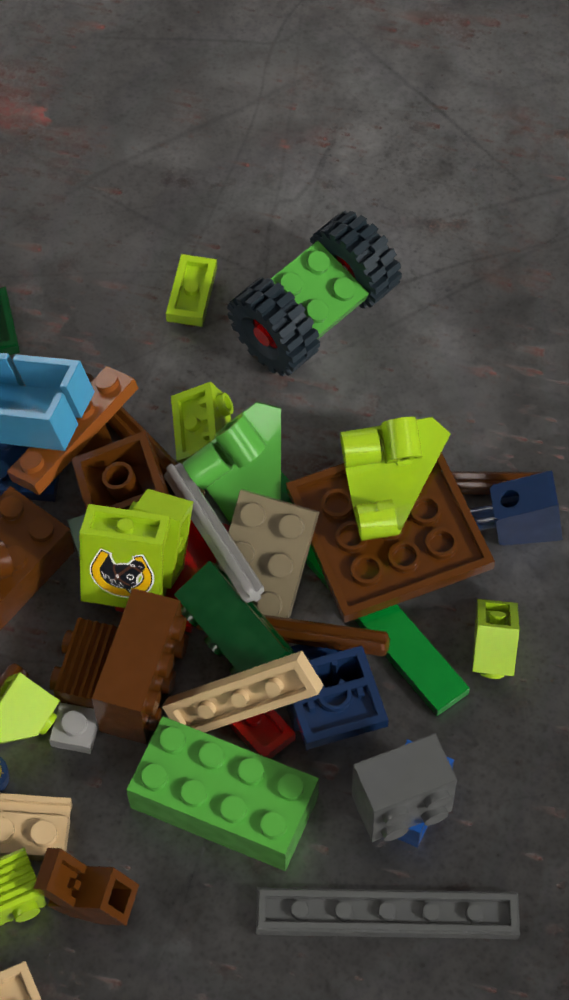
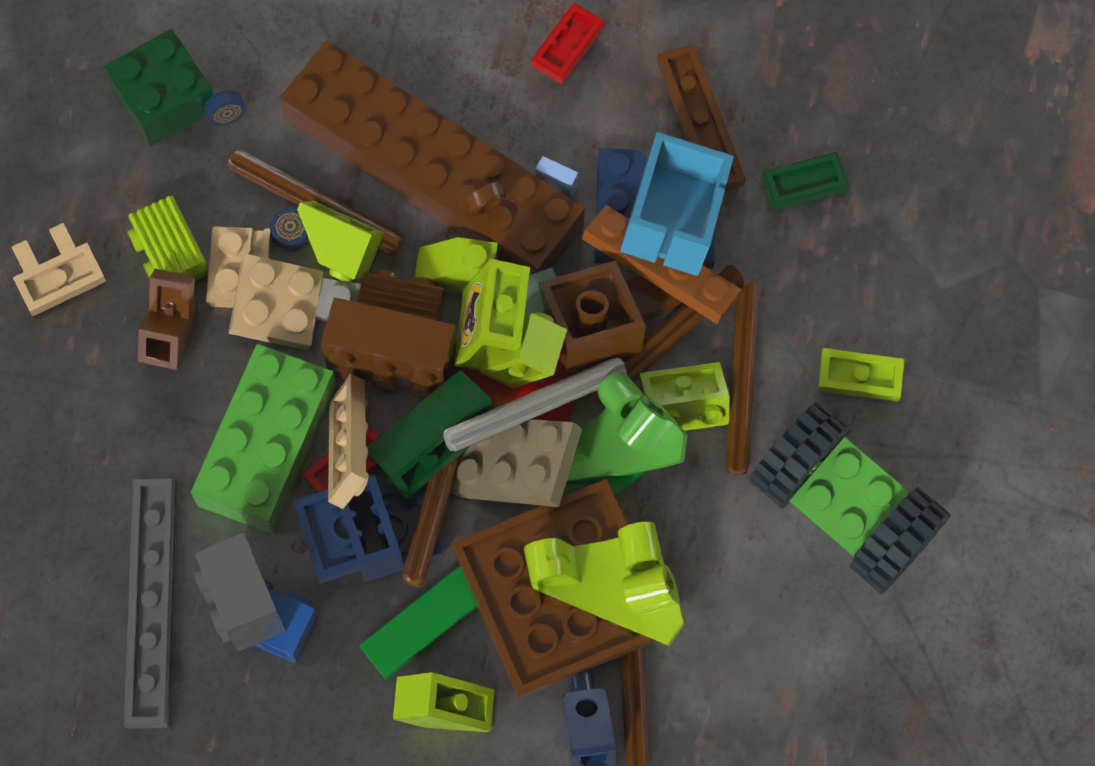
camera: 85 degrees right, 10 degrees up
(51, 611) = (454, 261): none -> lime slope
(72, 785) = (276, 302): none -> tan plate
(180, 381) = (742, 379): none -> reddish brown axle

